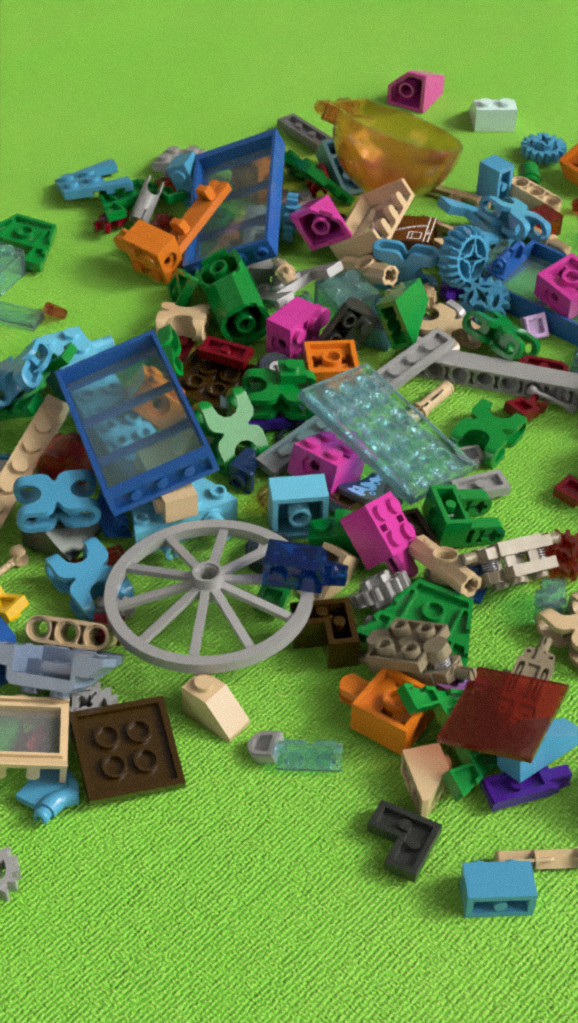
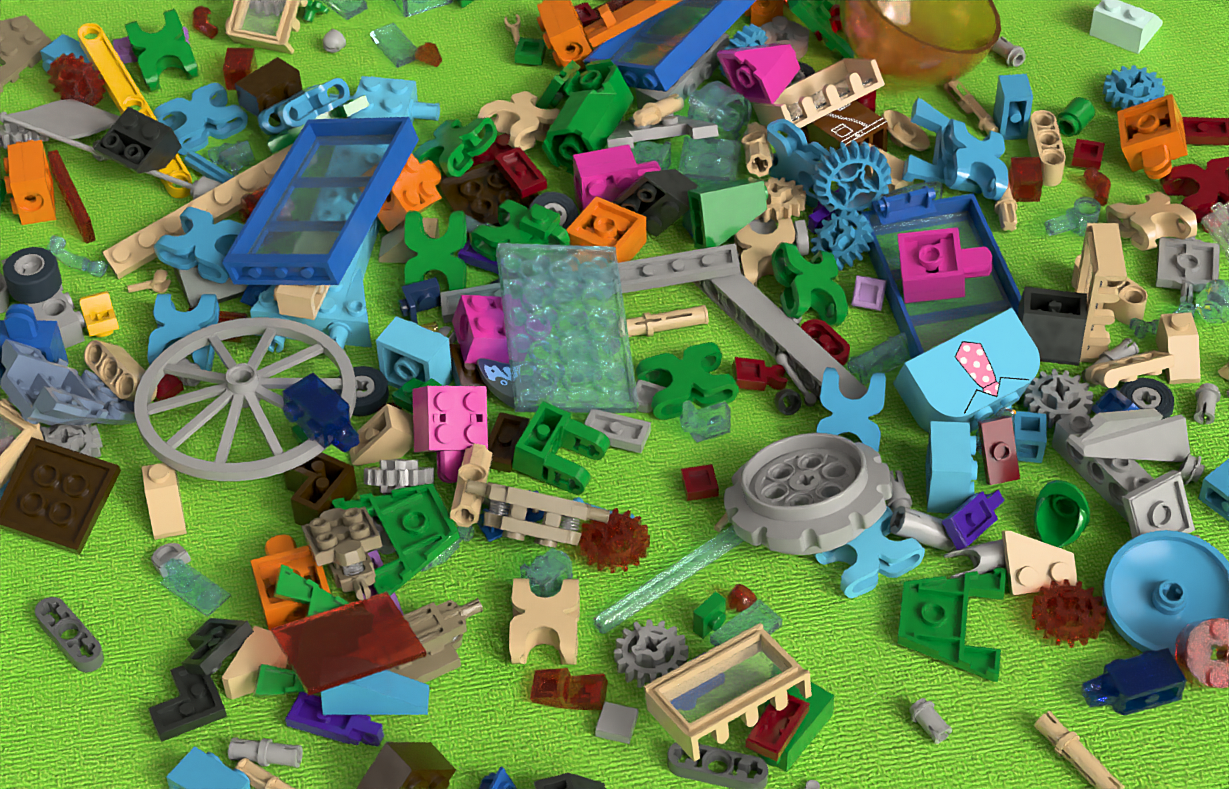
camera: 40 degrees right, 5 degrees up
(97, 269) = (514, 29): none -> tan hand
(129, 278) = (530, 51): none -> green plate
(256, 861) = (69, 647): none -> dark grey beam
(314, 252) = (720, 106): none -> clear light blue brick
(389, 777) = (214, 643): none -> pearl dark grey plate
(504, 838) = (265, 752): none -> light grey pin
(531, 450) = (706, 422): none -> clear light blue bracket
(563, 414) = (792, 398): none -> pearl dark grey hinge
(564, 192) = (1088, 154): none -> dark red plate

